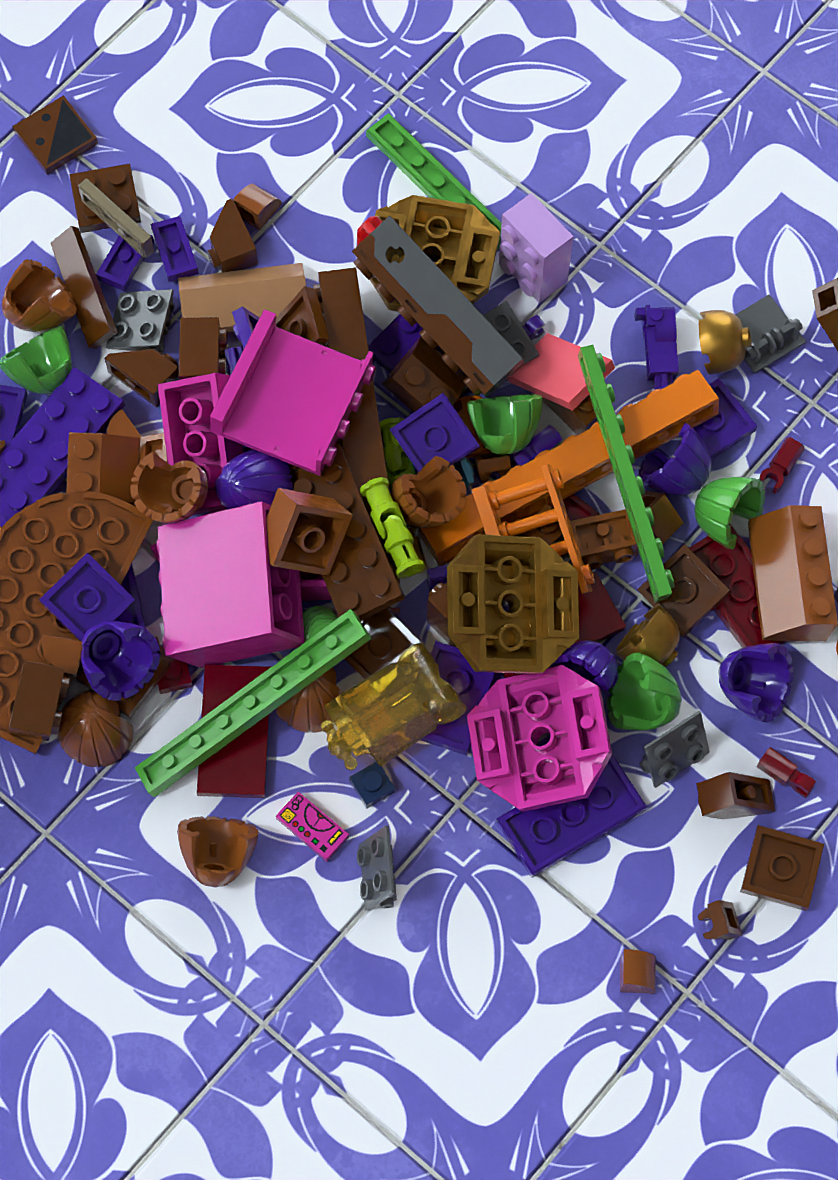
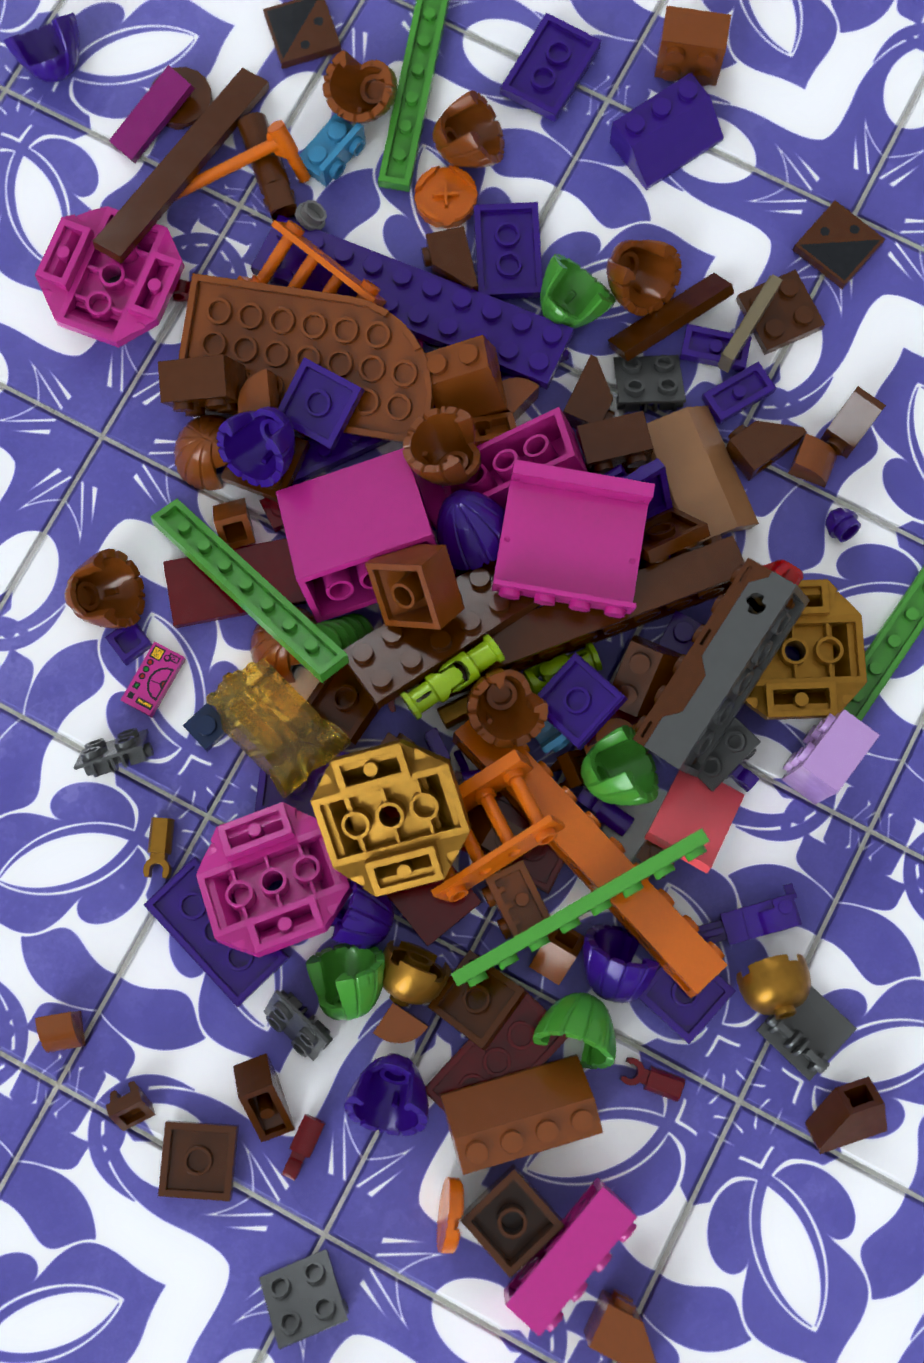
camera: 80 degrees right, 10 degrees up
(174, 716) = (234, 523): none -> dark orange brick
(232, 160) = (852, 422): none -> slope
(270, 843) = (129, 643): none -> dark purple tile
(321, 195) = (842, 524): none -> dark purple plate
(479, 849) = (160, 846): none -> pearl gold bar
(692, 663) = (399, 1025): none -> dark orange brick

